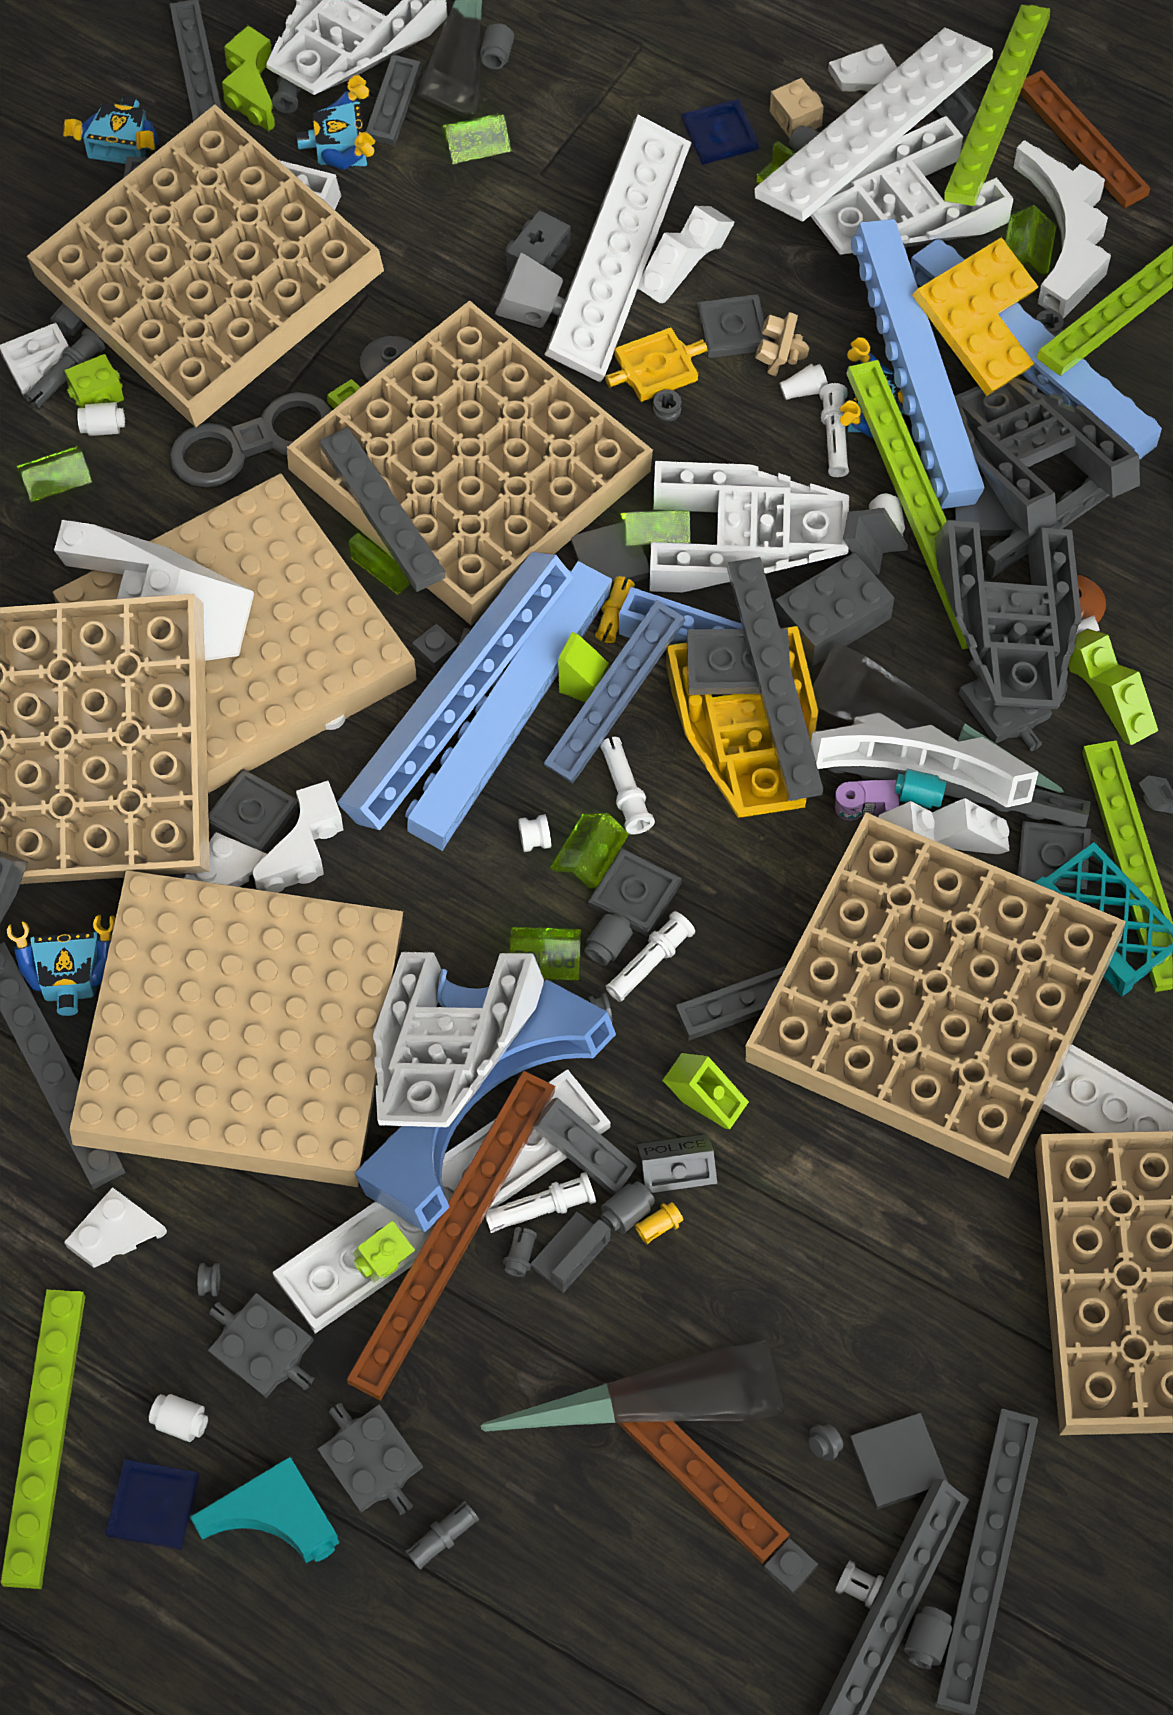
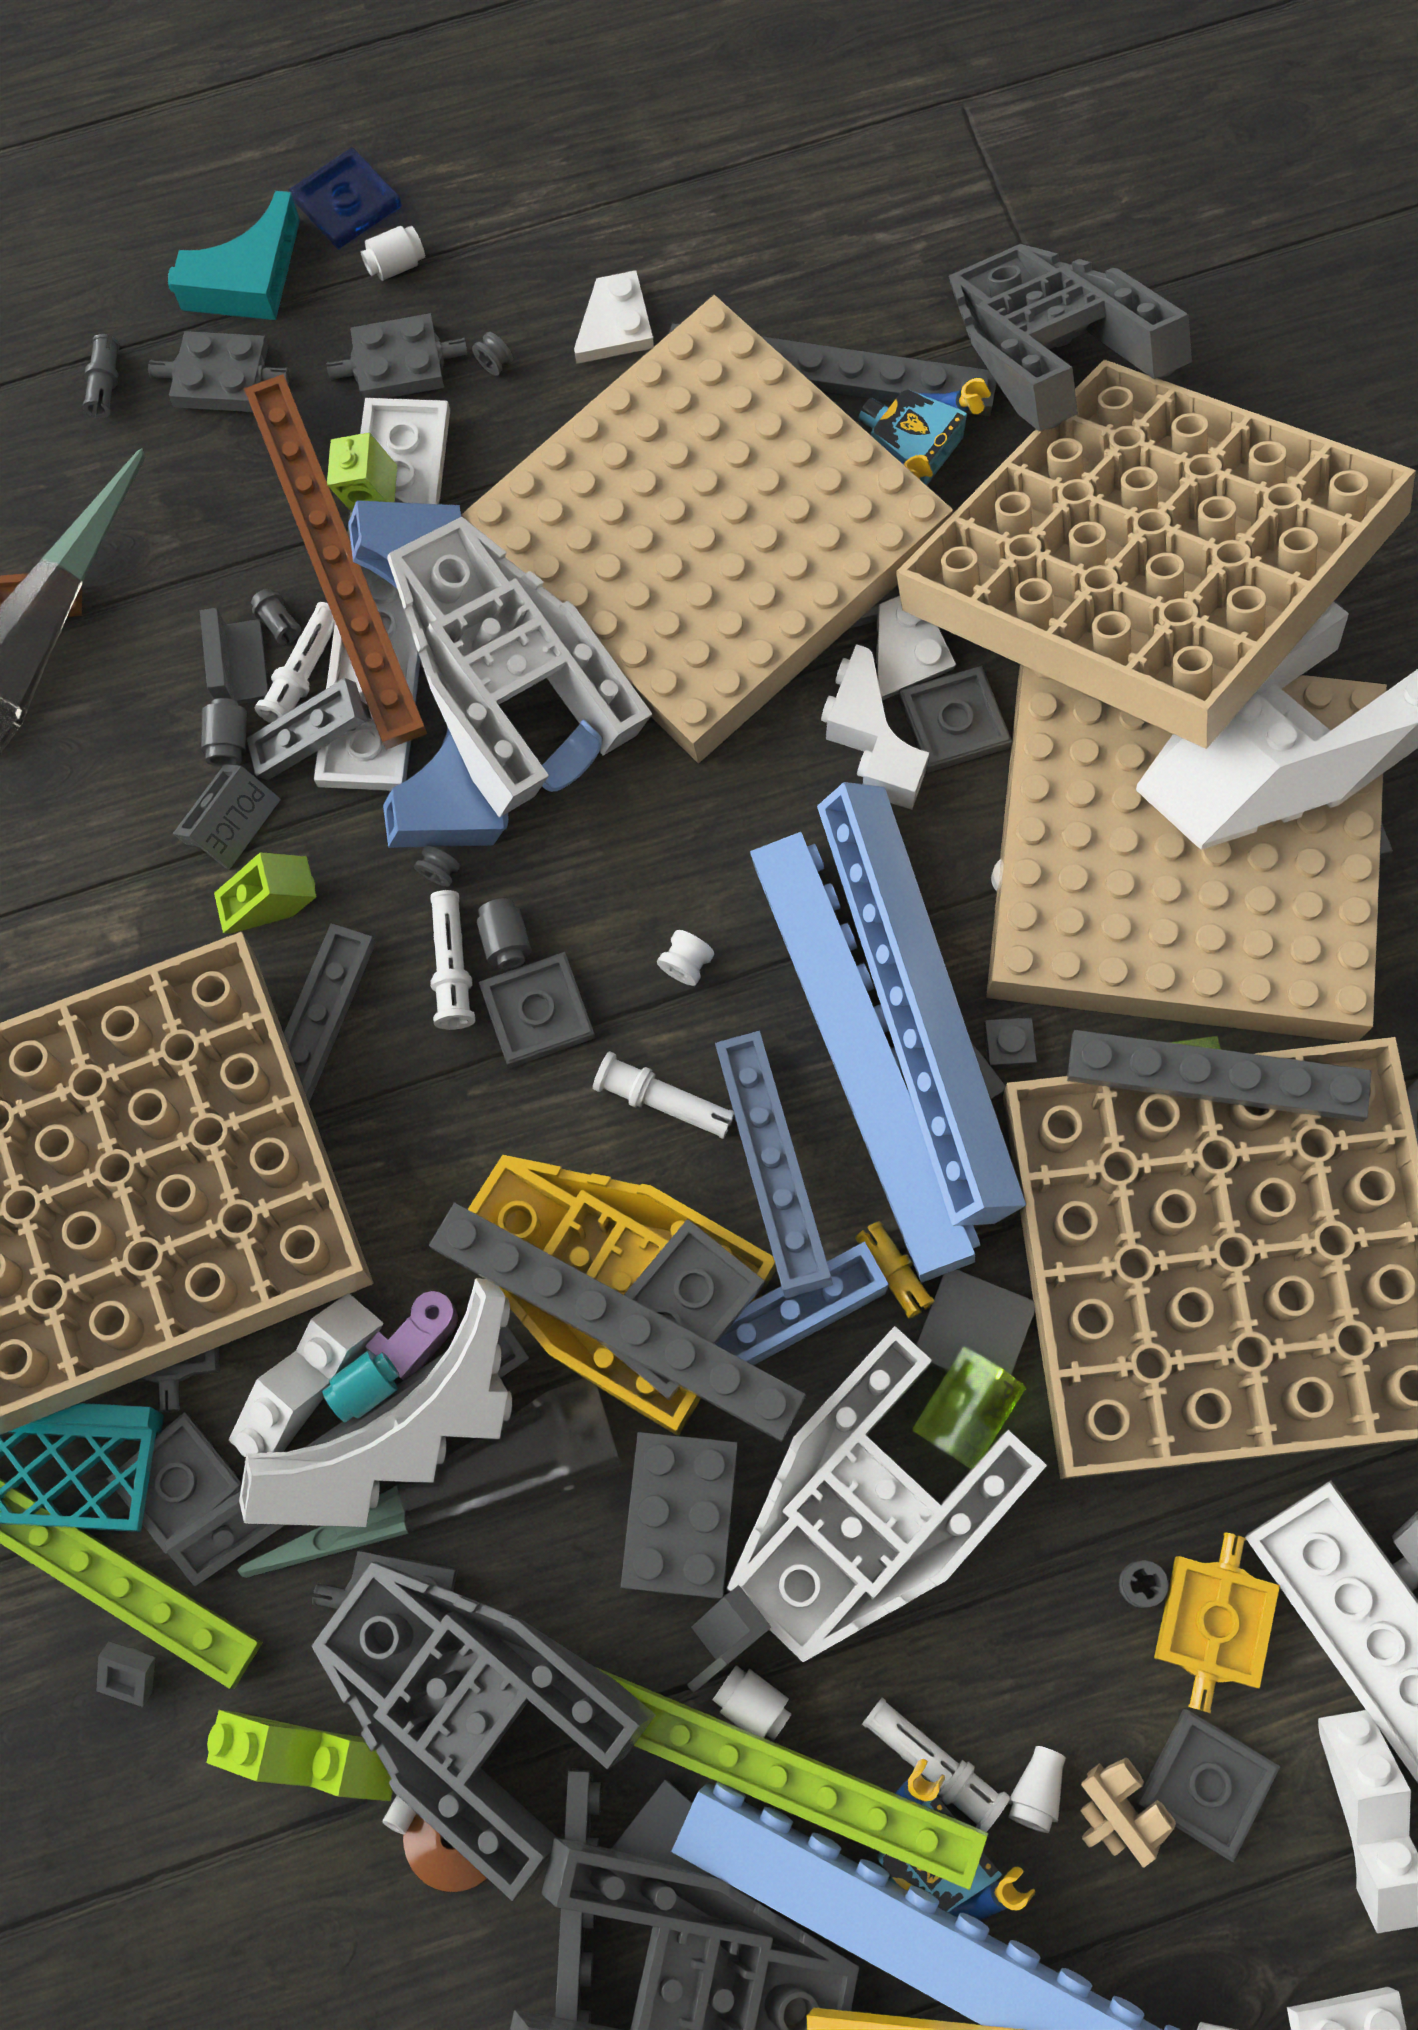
camera: 135 degrees right, 10 degrees up
(43, 1440) = (482, 160): lime plate -> none
(553, 948) = (550, 869): clear neon green panel -> none
(580, 668) = (833, 1154): lime slope -> none
(591, 848) = (621, 1001): clear neon green panel -> none
(659, 1222) = (185, 750): yellow pin -> none

